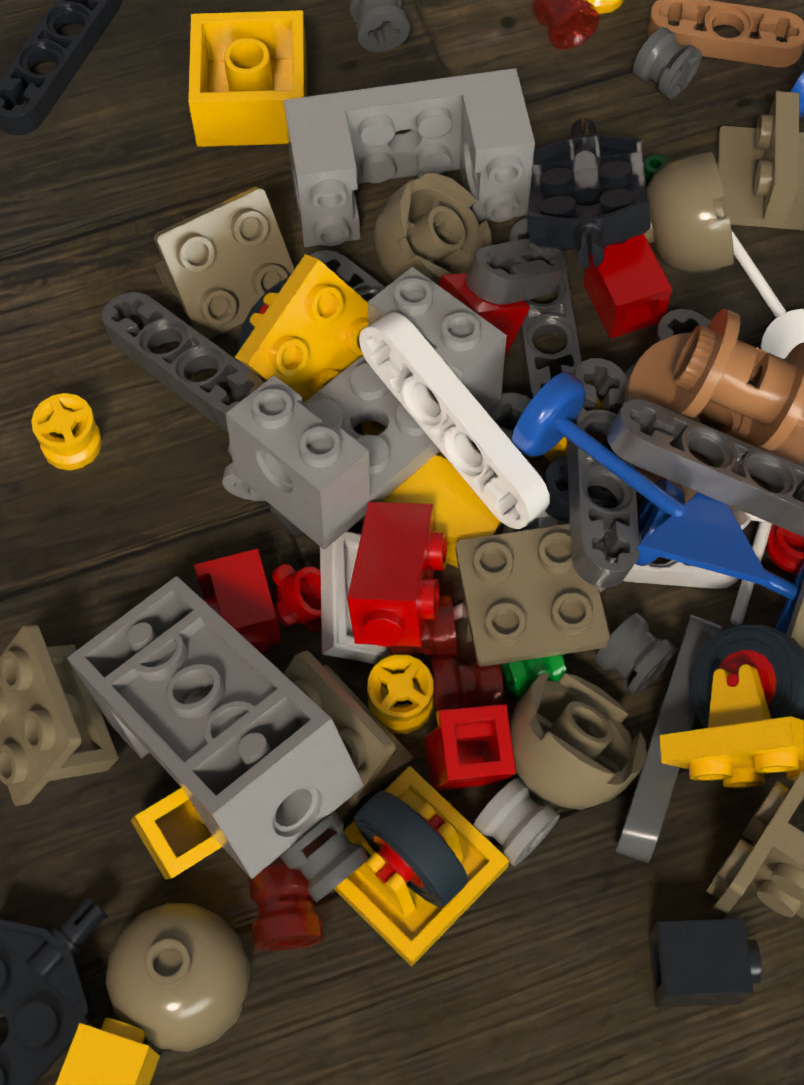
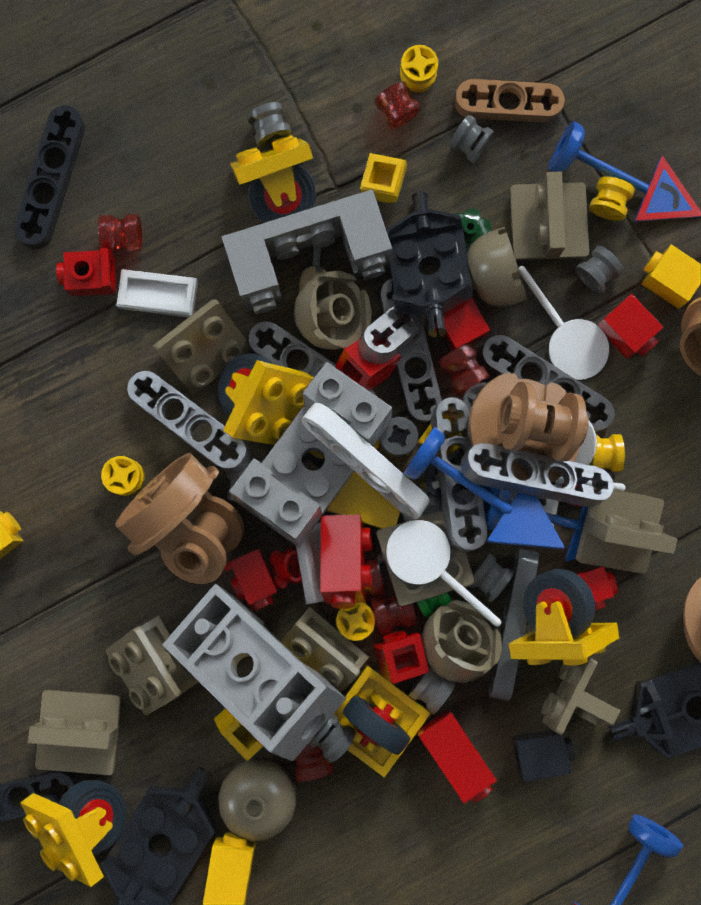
camera: 10 degrees left, 20 degrees up
(81, 162) = (98, 280): none -> red brick
(135, 118) = (120, 233): none -> clear red wheel
(144, 481) = (183, 521): none -> medium nougat piece
(163, 199) = (157, 293): none -> white tile
(242, 75) = (189, 195): yellow brick -> none
(375, 48) = (276, 179): none -> yellow plate
(528, 576) = (421, 553): none -> white piece
(542, 92) = (384, 177): none -> yellow brick
(548, 940) = (457, 757): none -> red brick
(620, 336) = (459, 361): none -> clear red wheel

